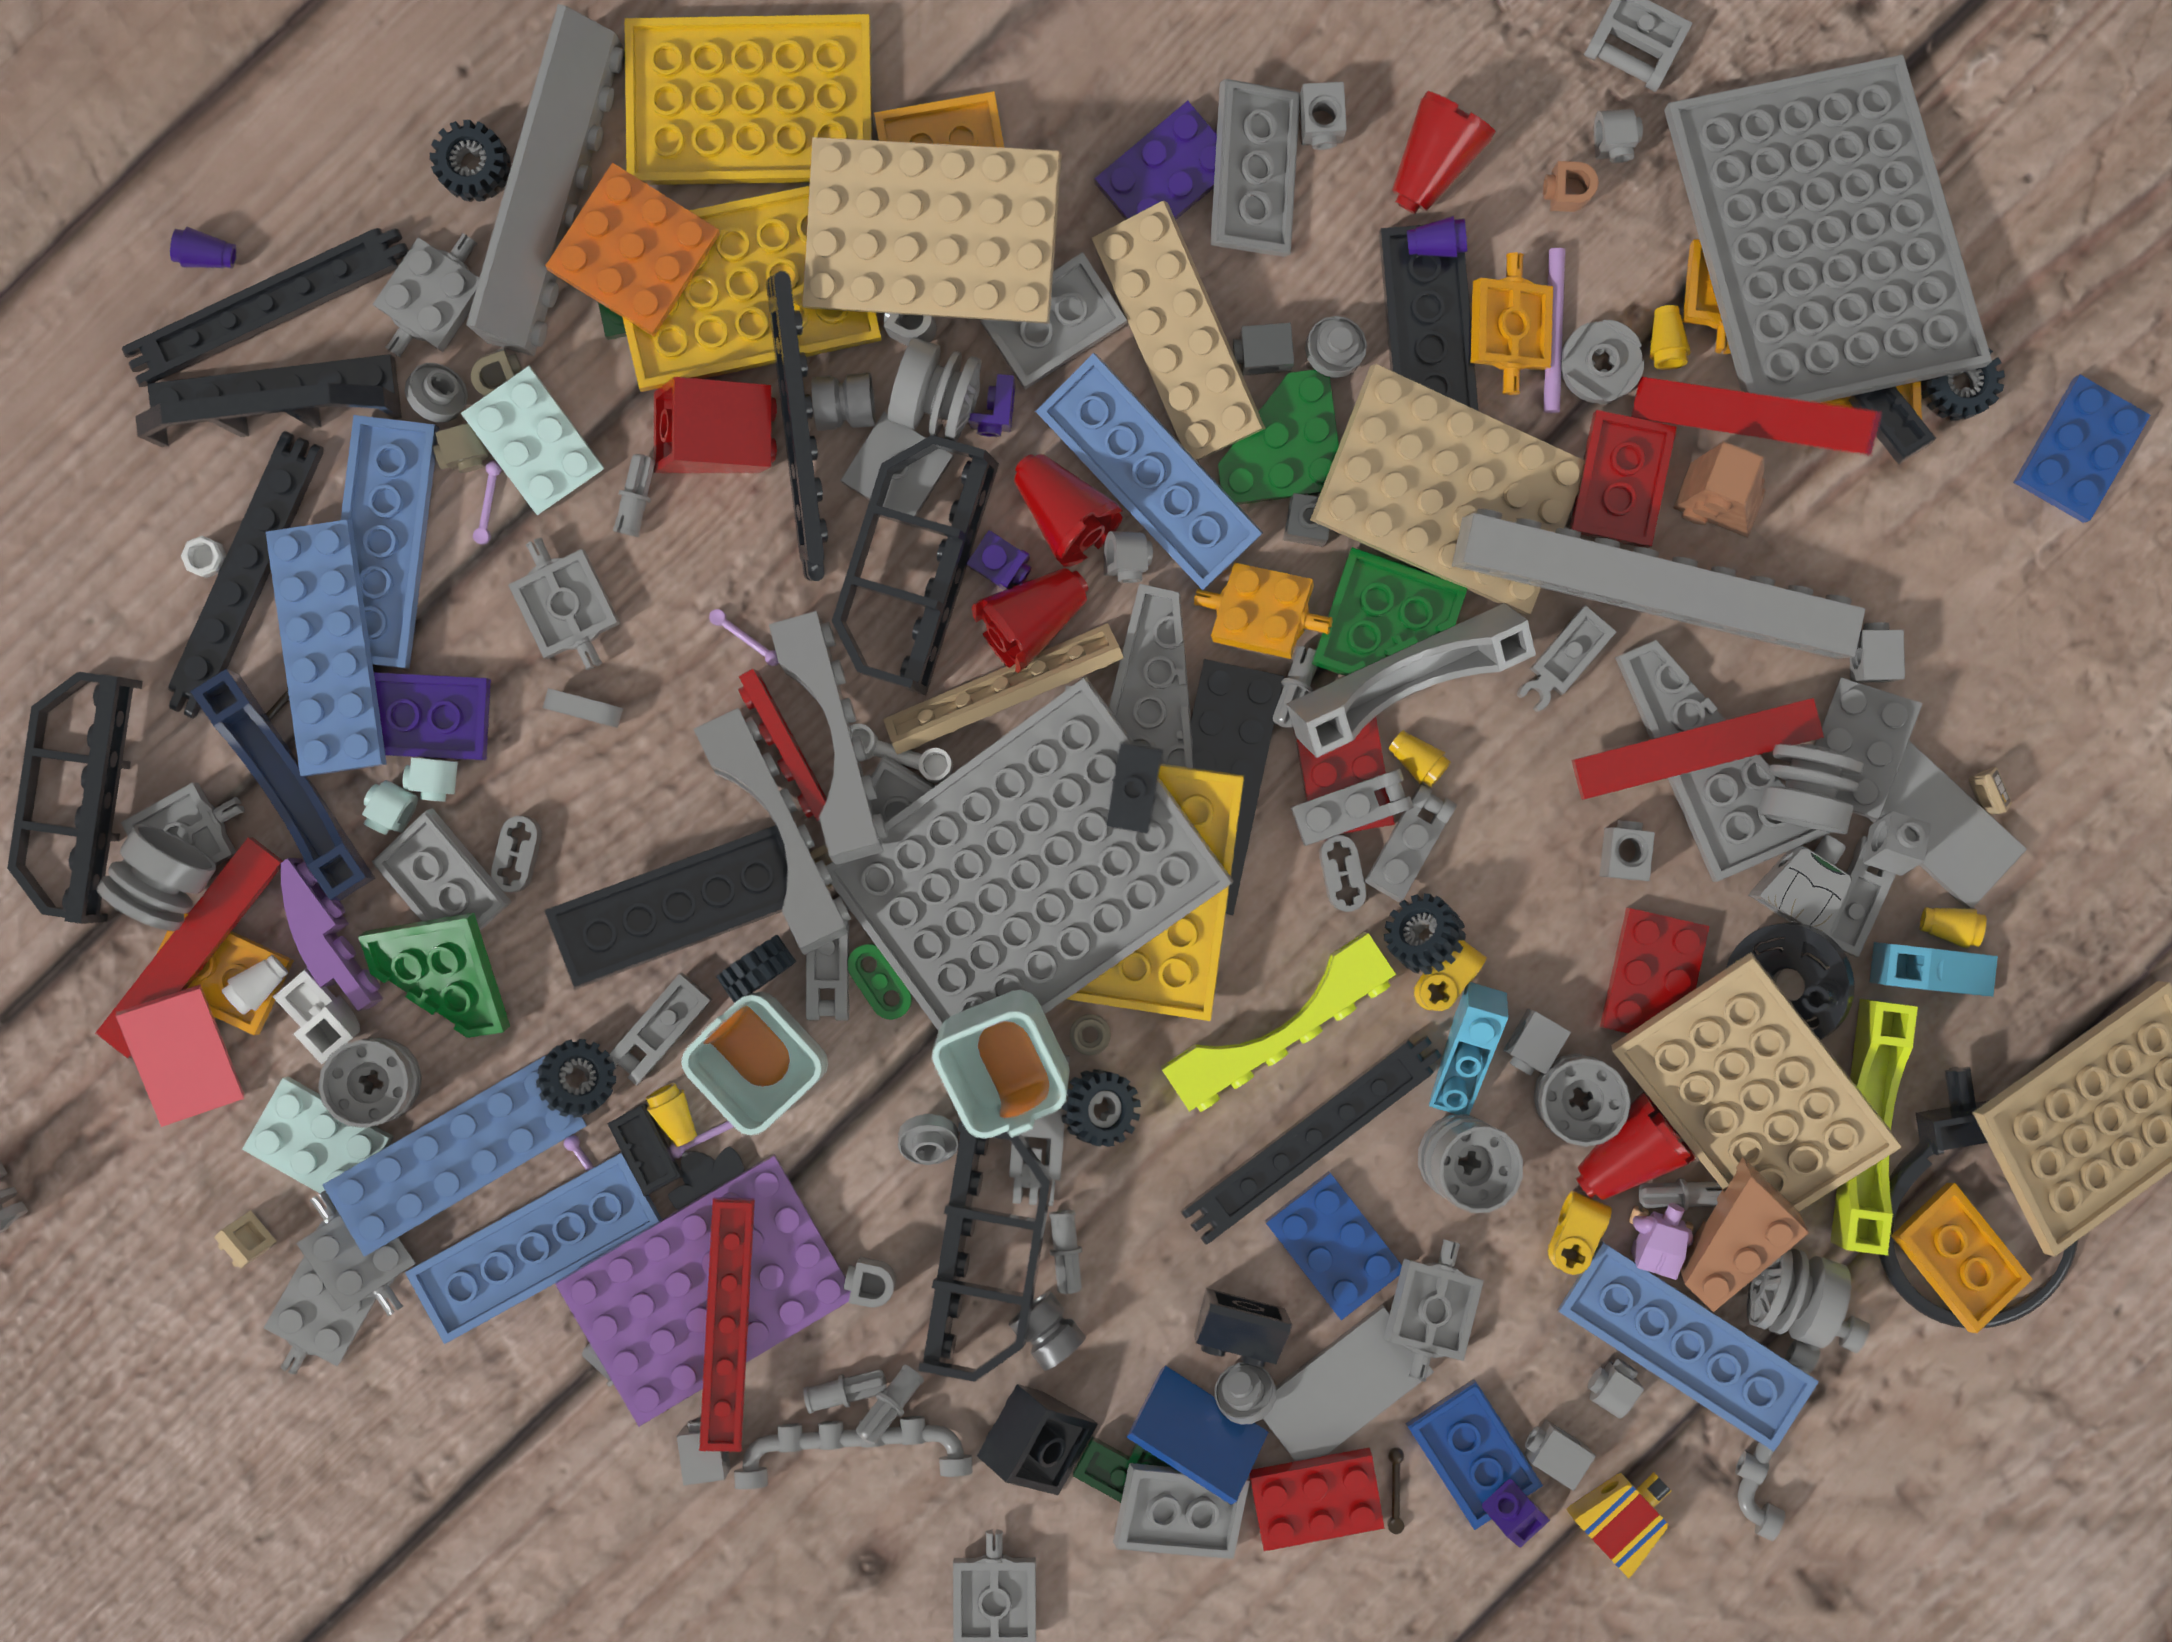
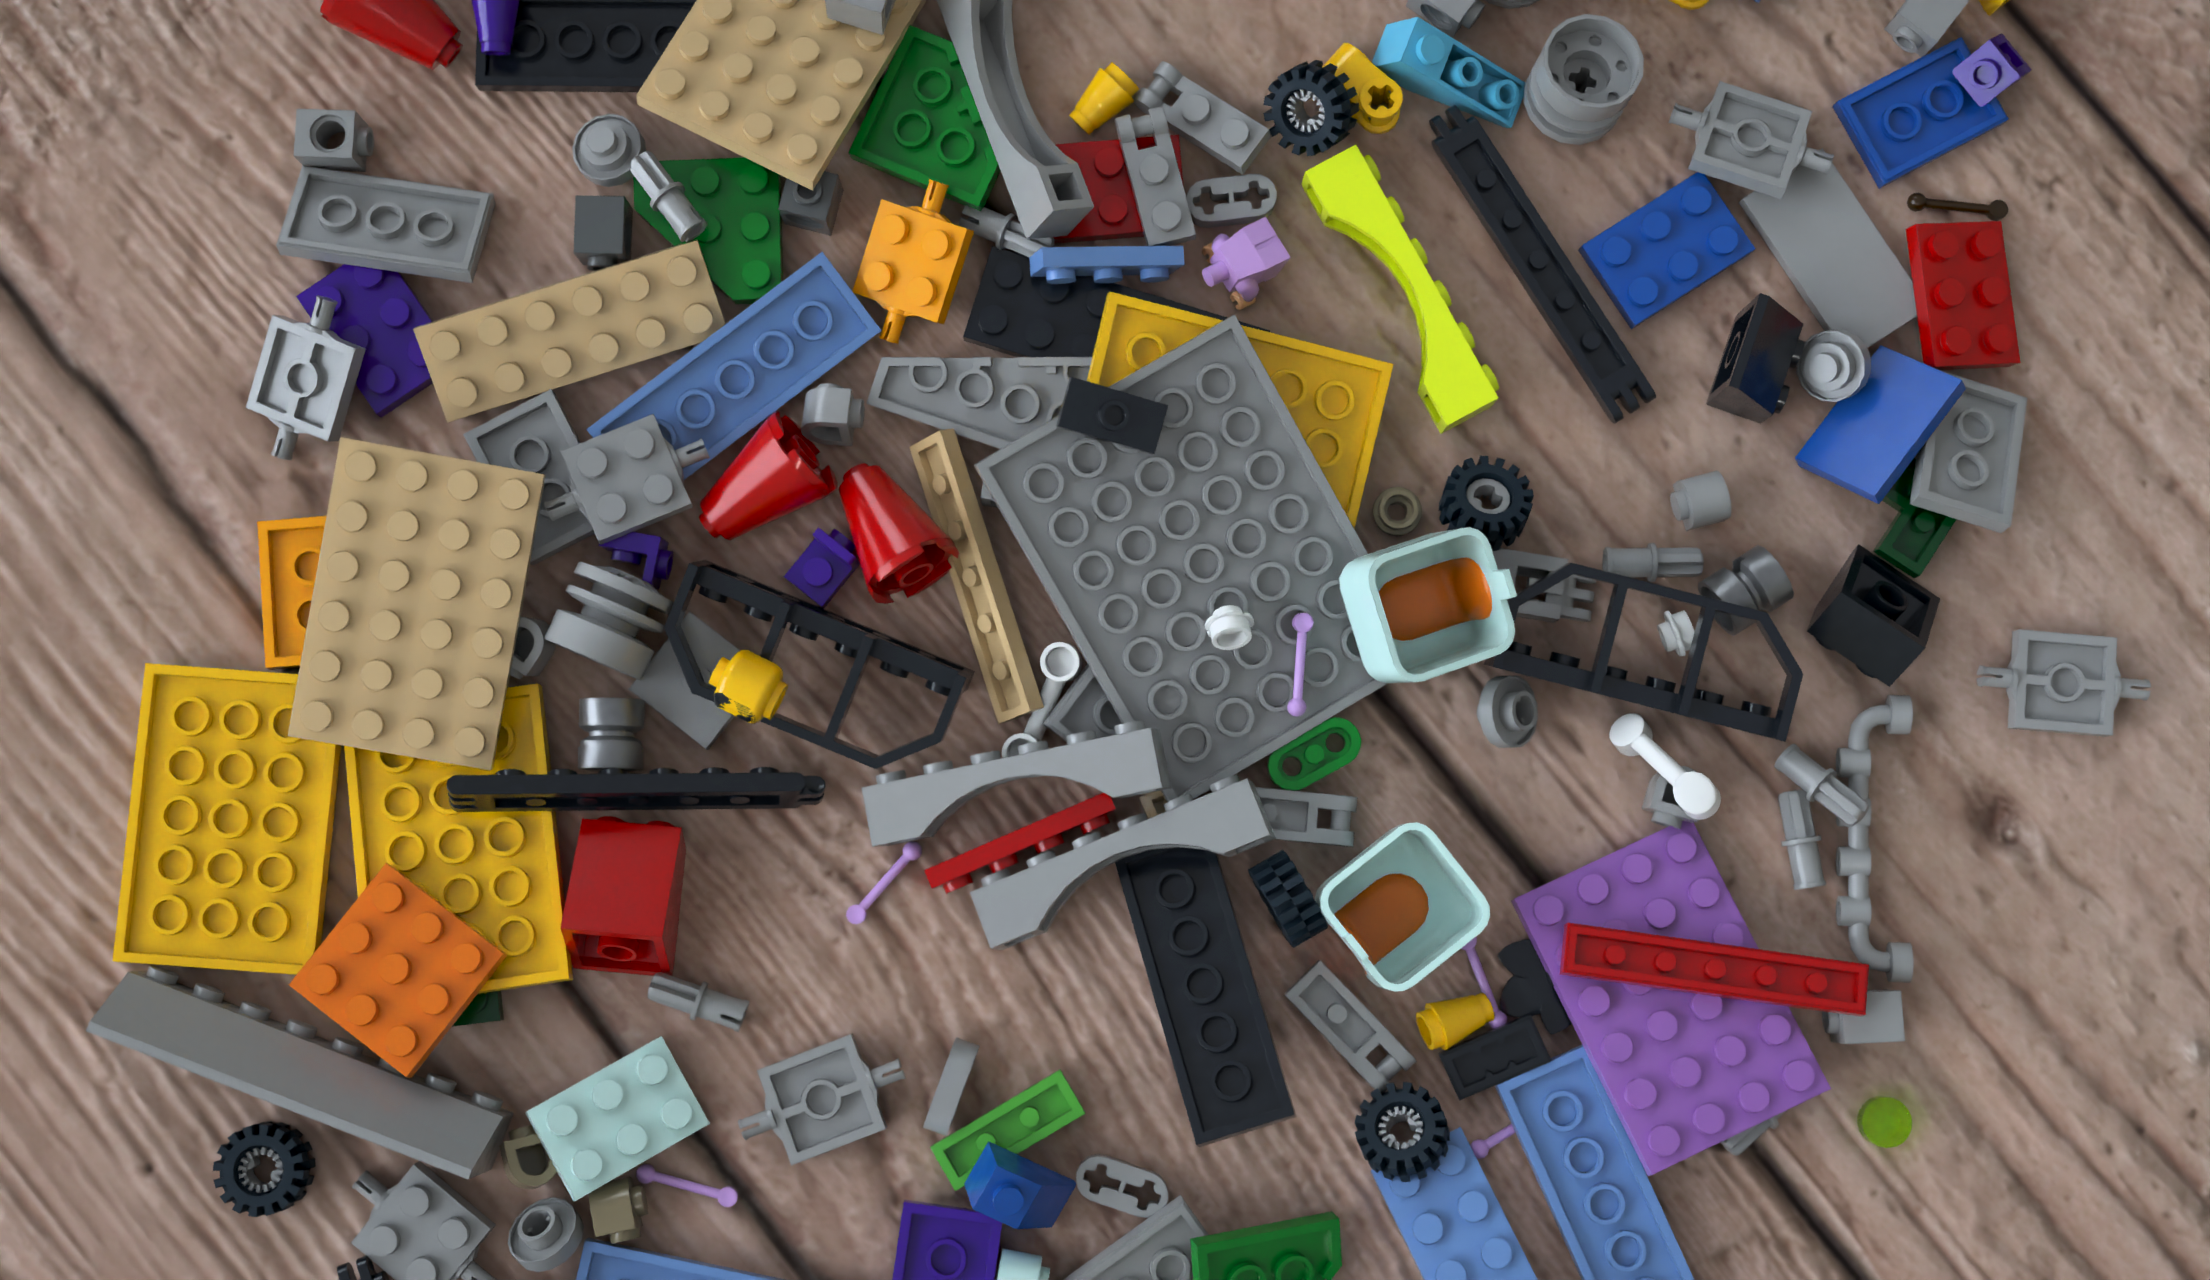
camera: 90 degrees left, 5 degrees down
(502, 768) = (1016, 1189): none -> blue slope
(552, 757) = (1010, 1125): none -> bright green plate
(621, 1474) = (1884, 1121): none -> clear neon green tile
(870, 1294) = (1691, 790): none -> white bar
(886, 509) = (748, 686): none -> yellow head
(971, 901) = (1229, 627): none -> white plate
(982, 963) = (1302, 624): none -> lavender hinge
(1008, 1275) = (1676, 632): none -> white plate
(1053, 391) = (626, 479): none -> light grey plate
(1117, 116) = (305, 378): none -> light grey plate
(1120, 1288) = (1701, 500): none -> light grey plate
(1273, 773) = (1106, 263): none -> medium blue plate
(1289, 888) = (1245, 260): none -> lavender piece
(1297, 399) = (667, 196): none -> light grey axle

